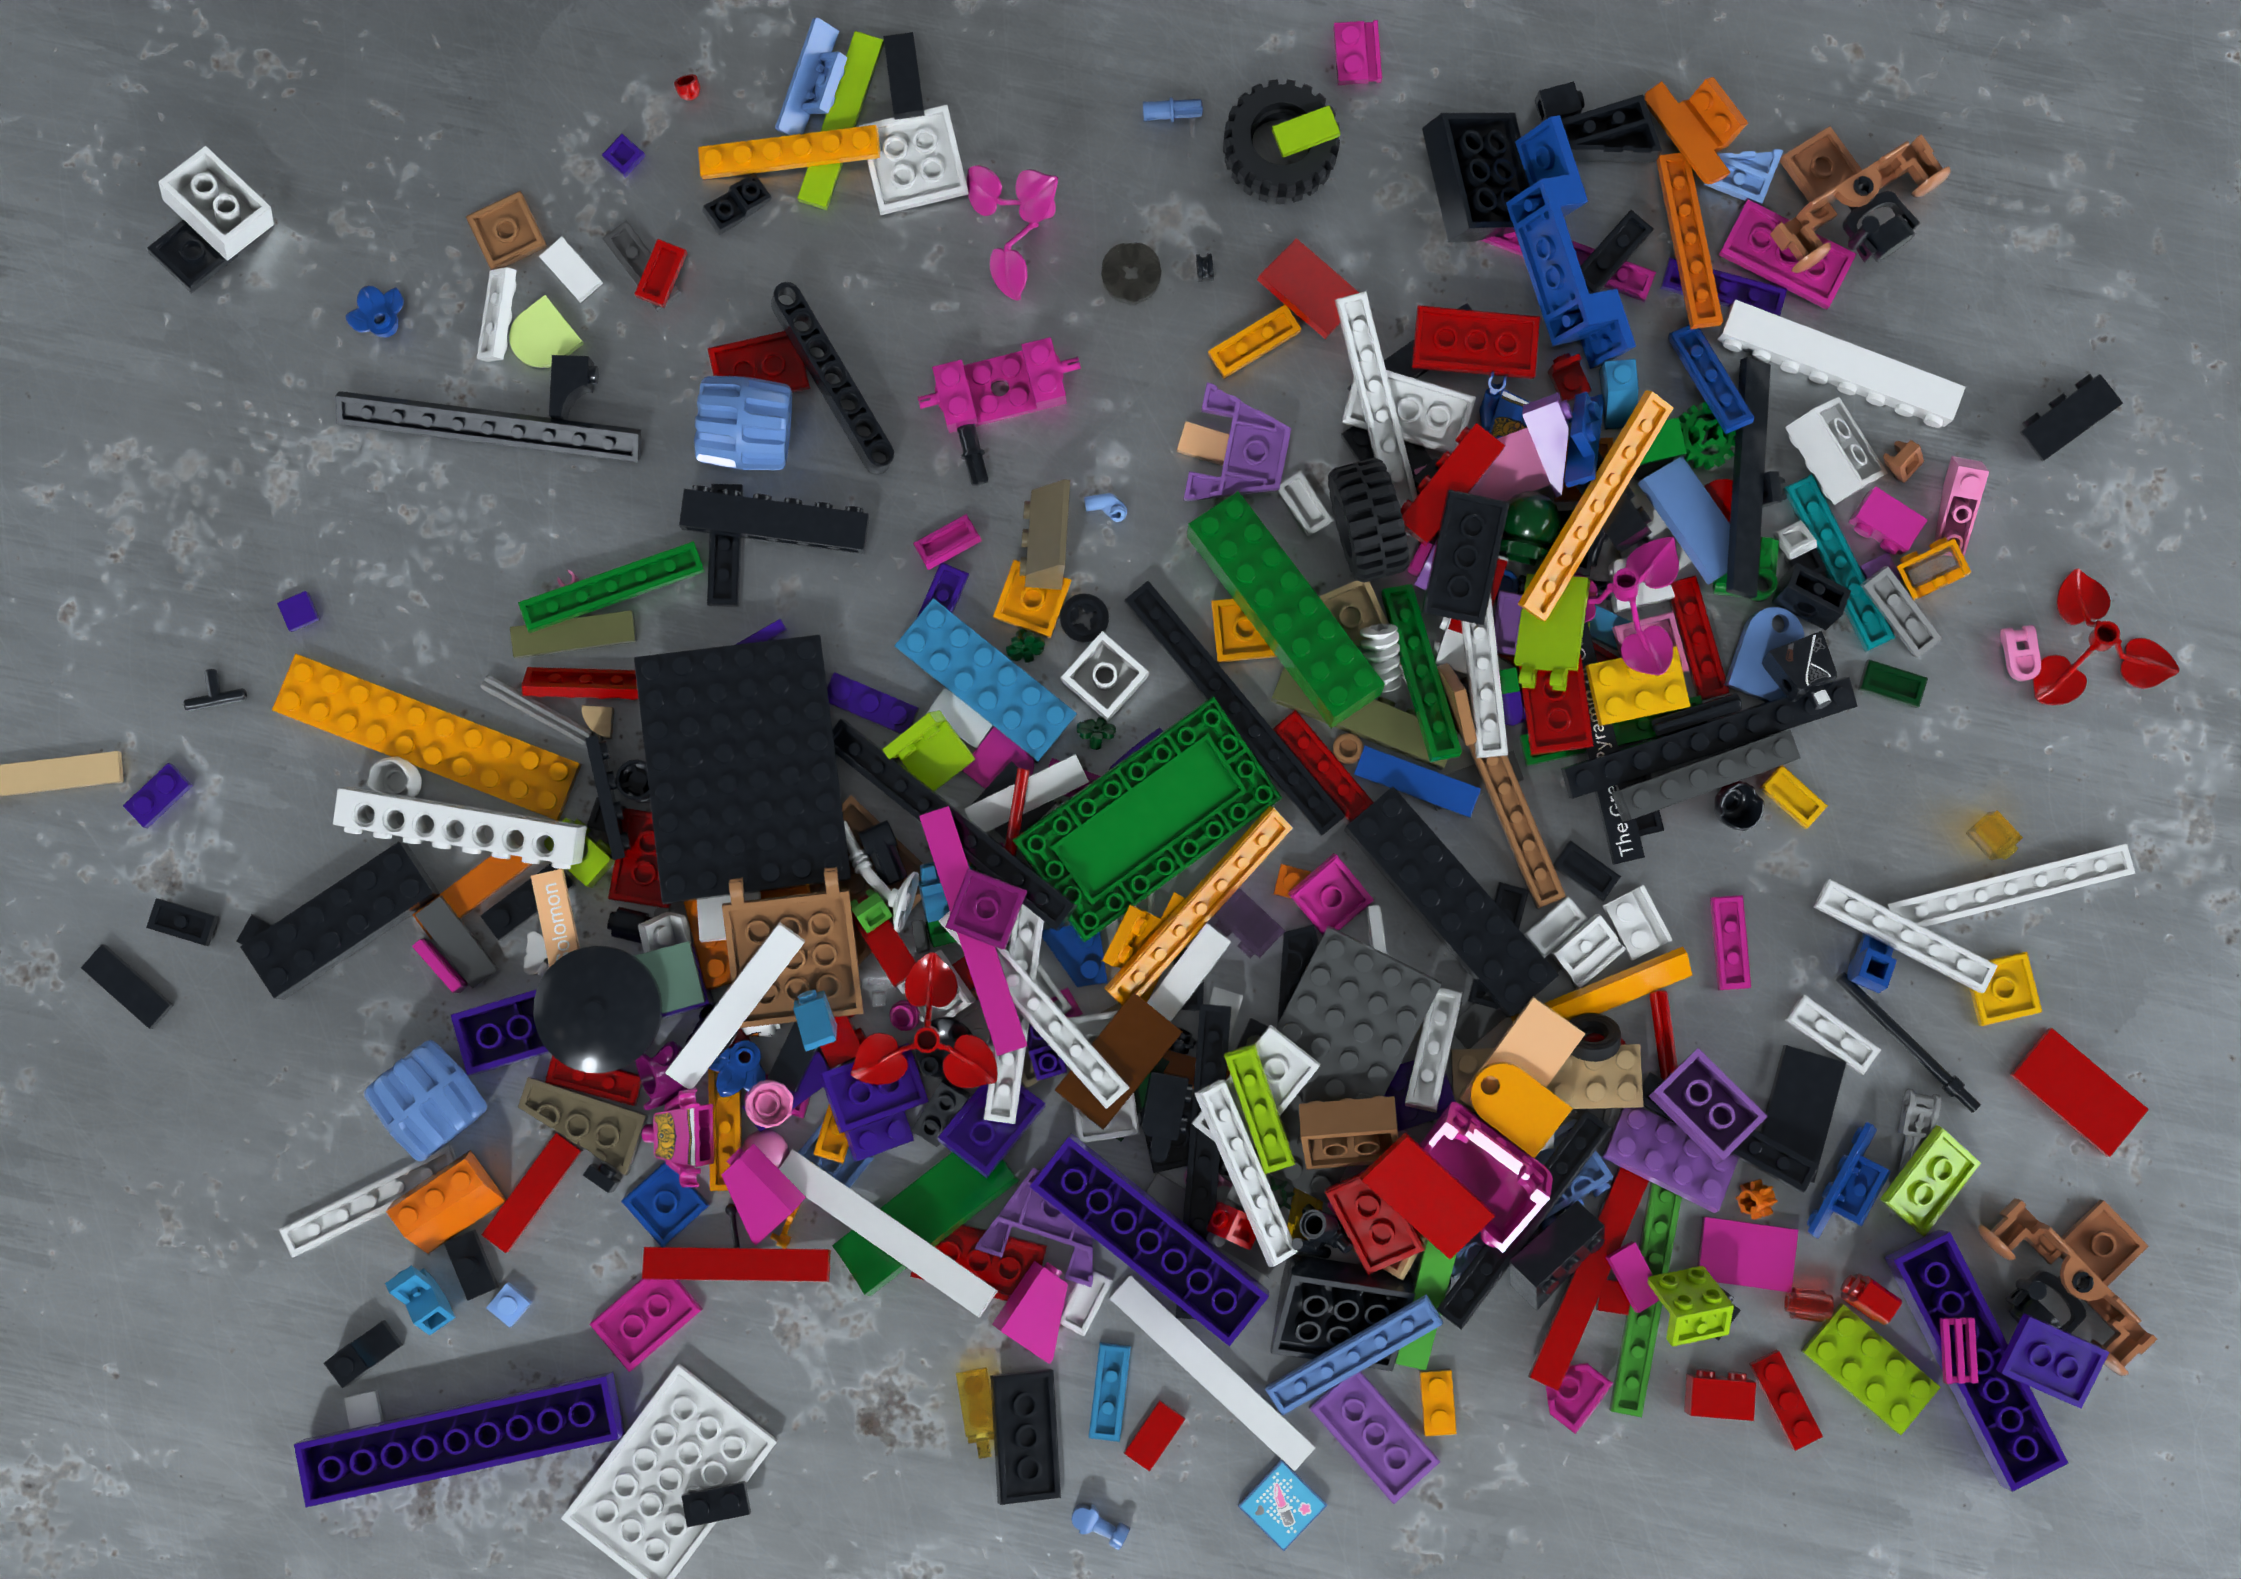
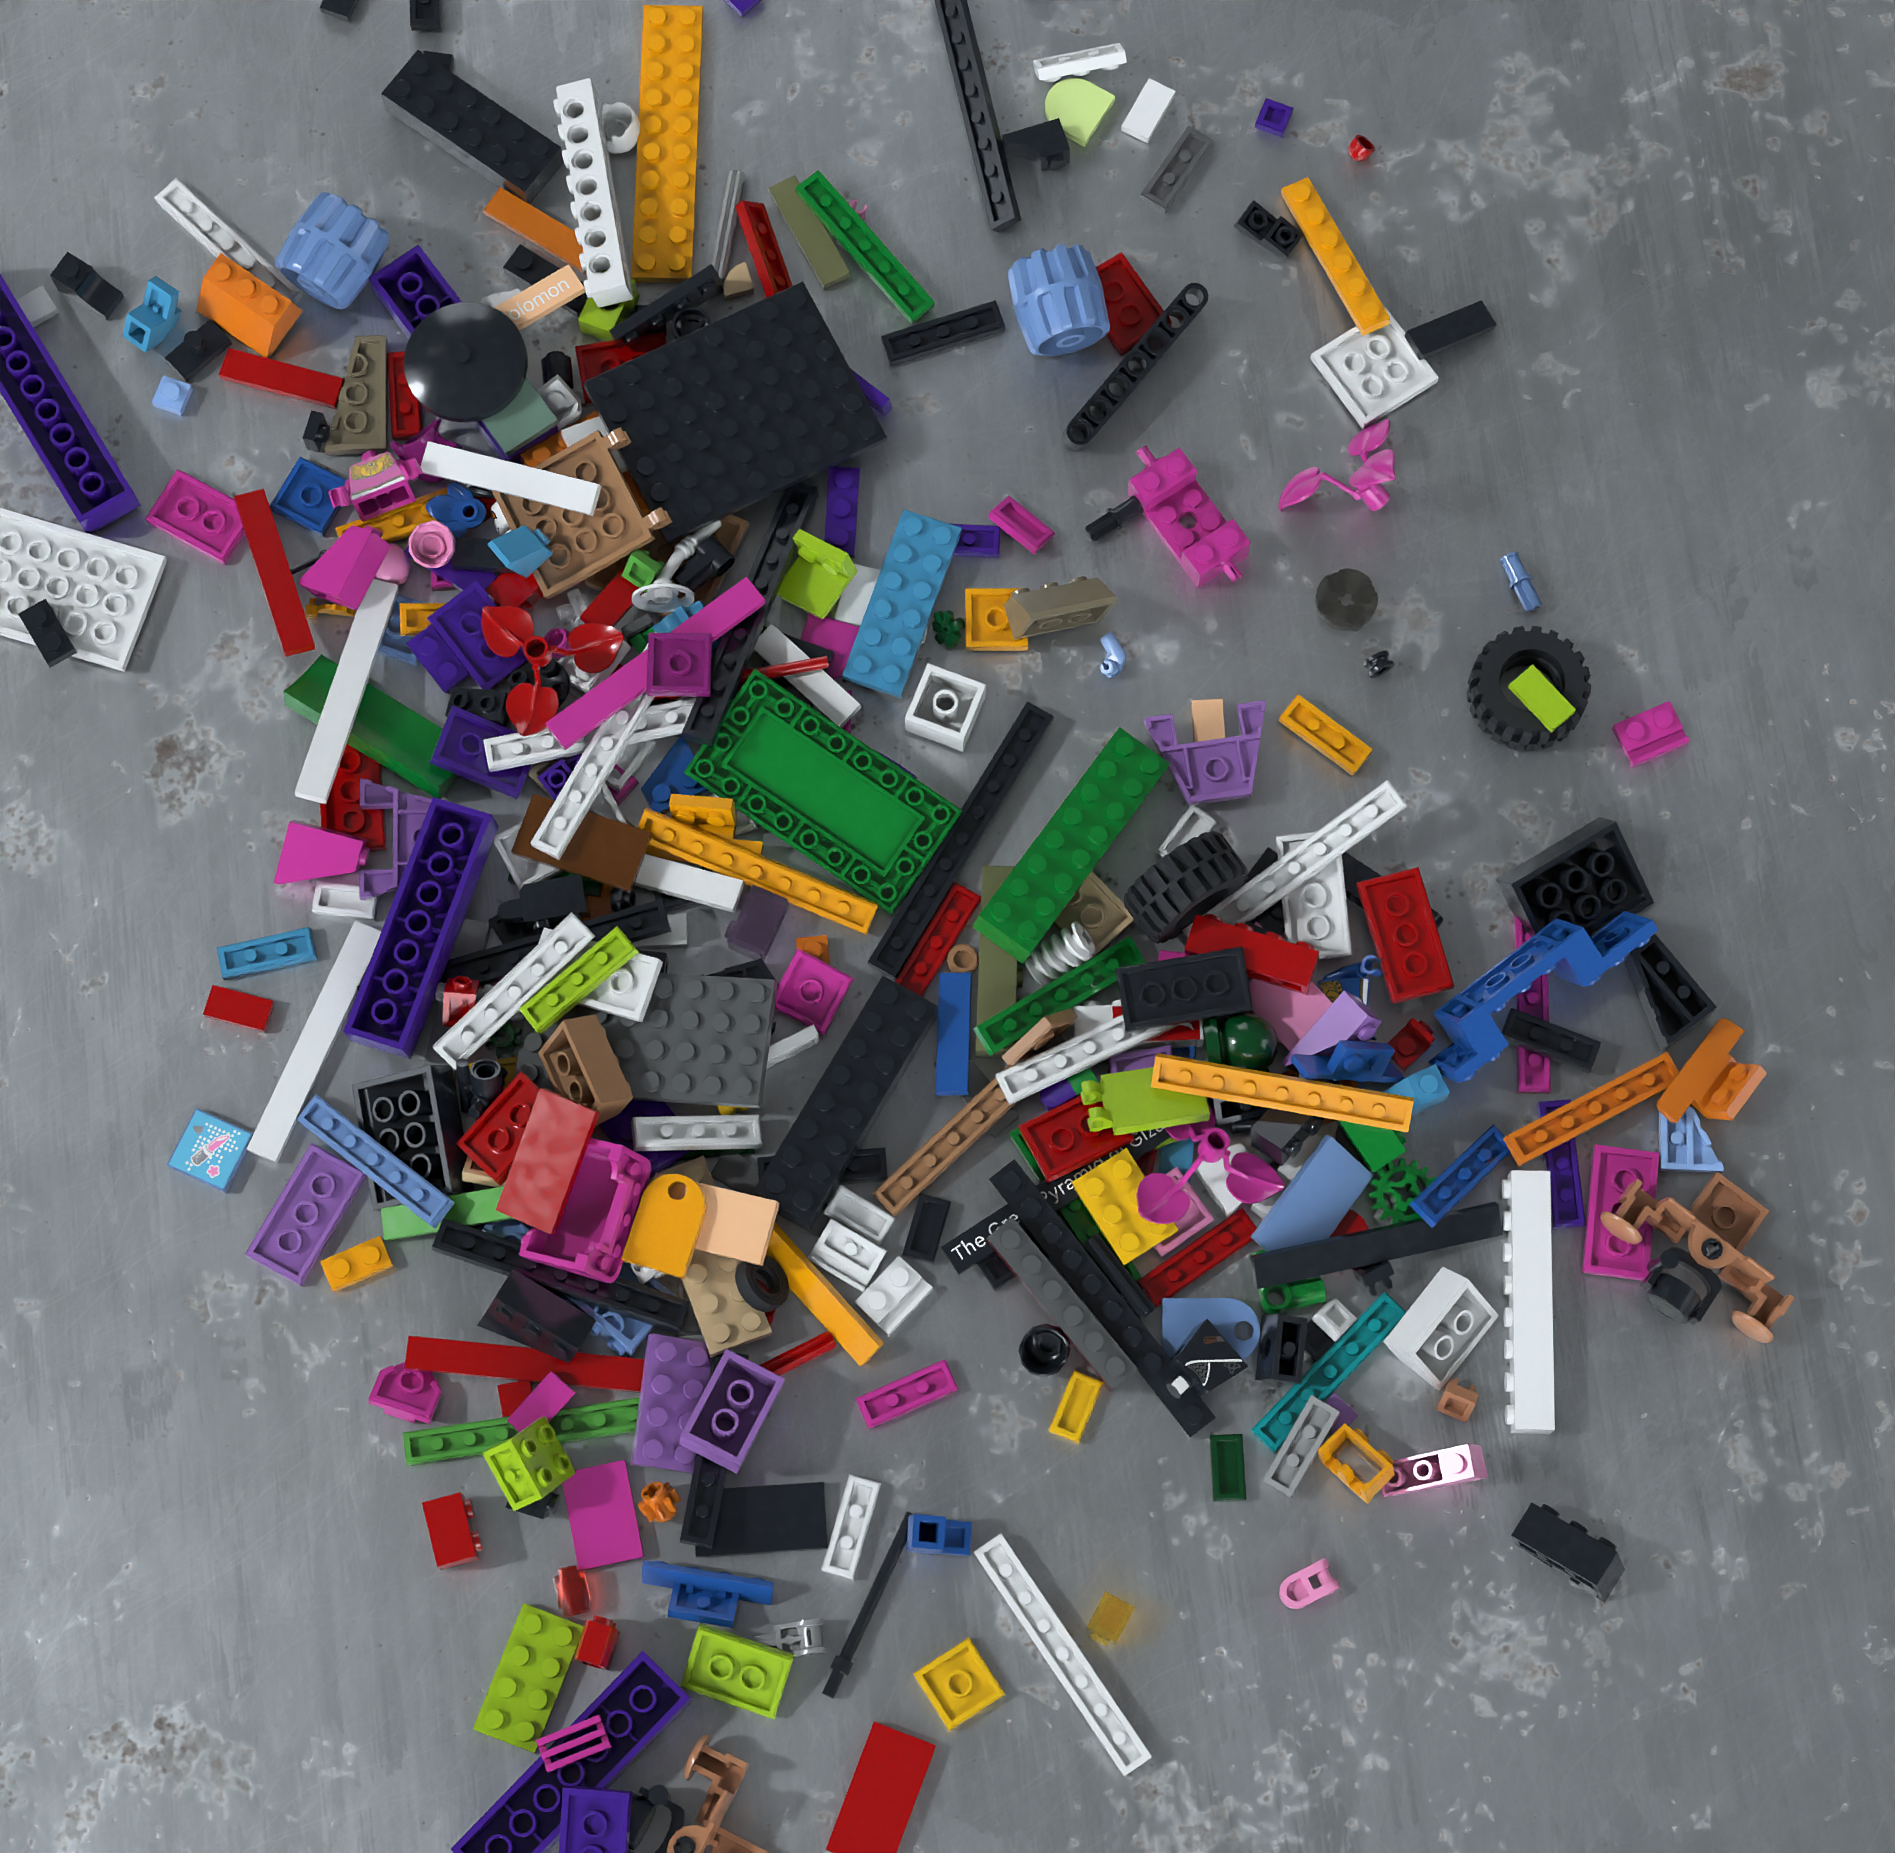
camera: 70 degrees right, 10 degrees down
(440, 965) = (461, 226): dark pink tile -> none
(456, 941) = (488, 232): dark grey tile -> none
(506, 231) = (1161, 44): medium nougat tile -> none
(660, 273) = (1174, 185): red tile -> none
(774, 520) = (981, 365): black brick -> none
(813, 80) = (1412, 252): medium blue bracket -> none
(845, 112) = (1393, 292): lime tile -> none
(976, 1408) = (210, 837): clear yellow hinge -> none
(1025, 1436) = (199, 888): black tile -> none
(1070, 613) = (997, 659): black gear -> none
(1087, 1519) = (141, 974): medium blue leg -> none
(1096, 731) = (890, 720): dark green plant -> none
(1235, 634) = (1031, 813): light orange plate -> none
(1307, 287) = (1404, 758): red tile -> none
(1559, 100) = (1680, 937): black brick -> none
(1786, 1400) = (470, 1603): red plate -> none
(1887, 521) = (1388, 1402): dark pink brick -> none
(1905, 936) = (974, 1560): white tile -> none
(2086, 600) = (1383, 1628): red plant -> none

